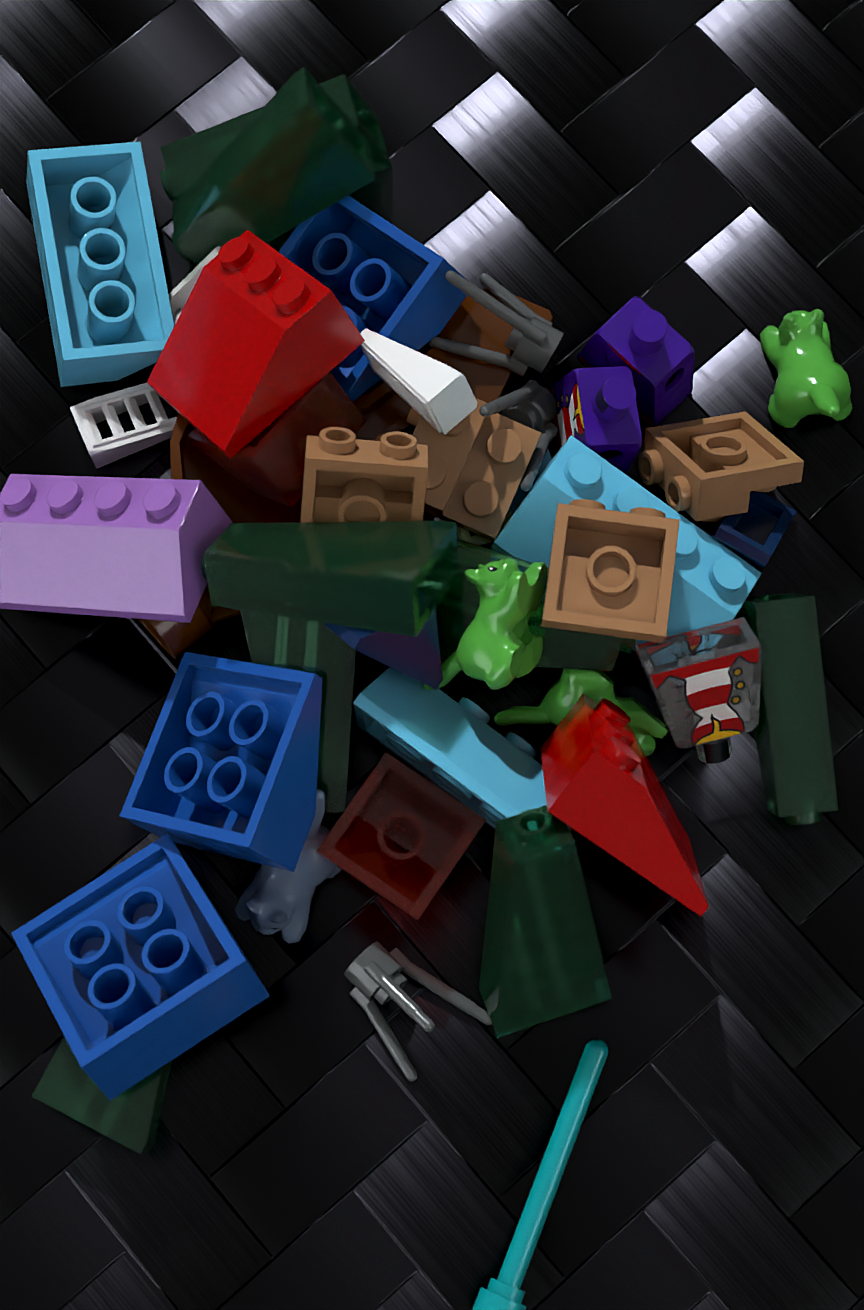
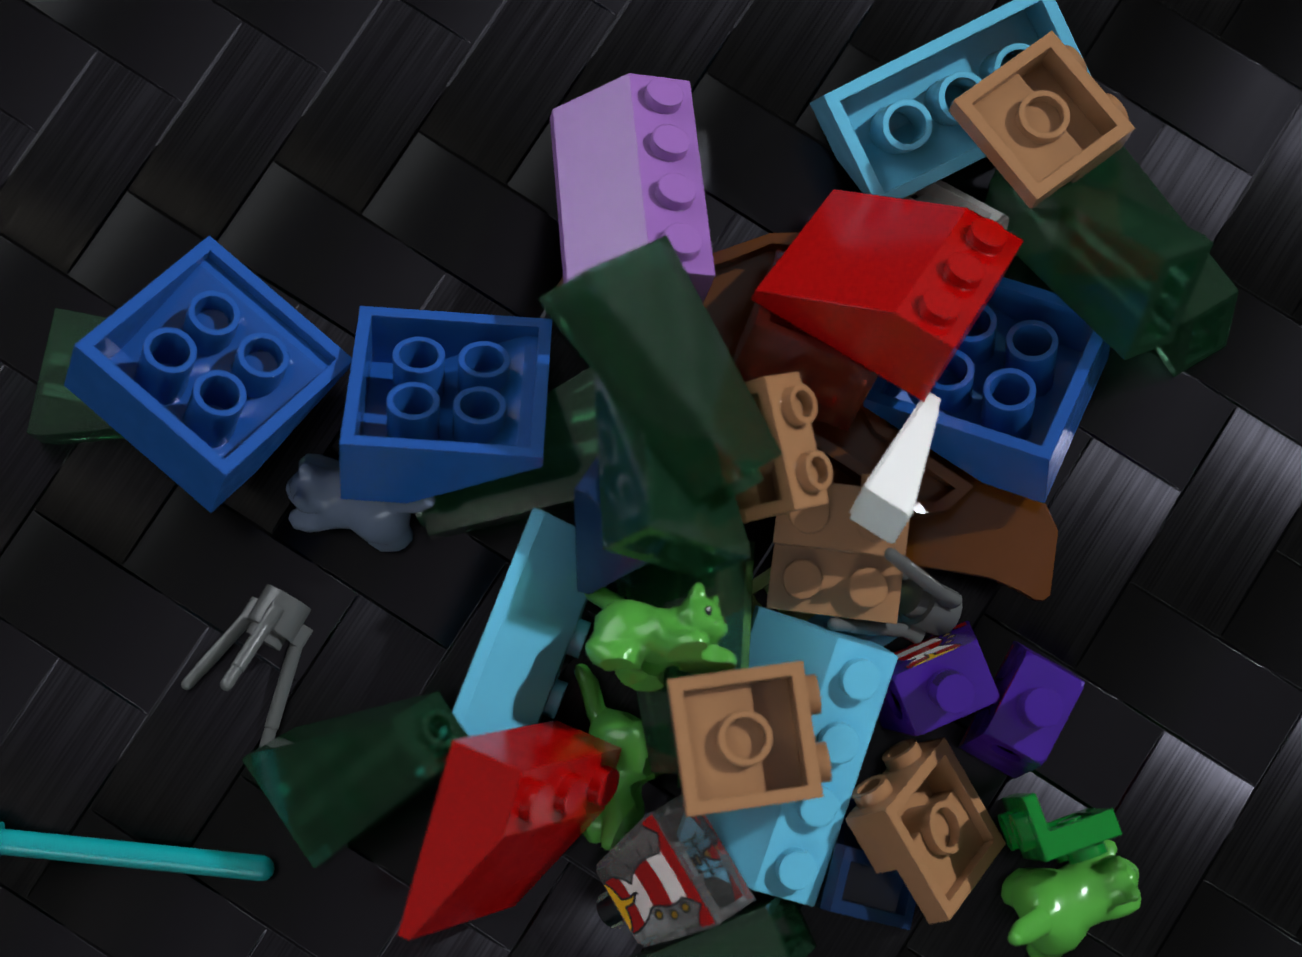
camera: 65 degrees right, 5 degrees up
(121, 443) = (765, 185): white slope -> none
(147, 182) = (1043, 119): none -> medium nougat plate
(273, 533) = (666, 366): none -> clear green slope
(401, 836) = (415, 600): clear red slope -> none
(531, 338) = (1002, 582): dark grey plant -> none
(743, 378) = (1068, 838): none -> green bracket

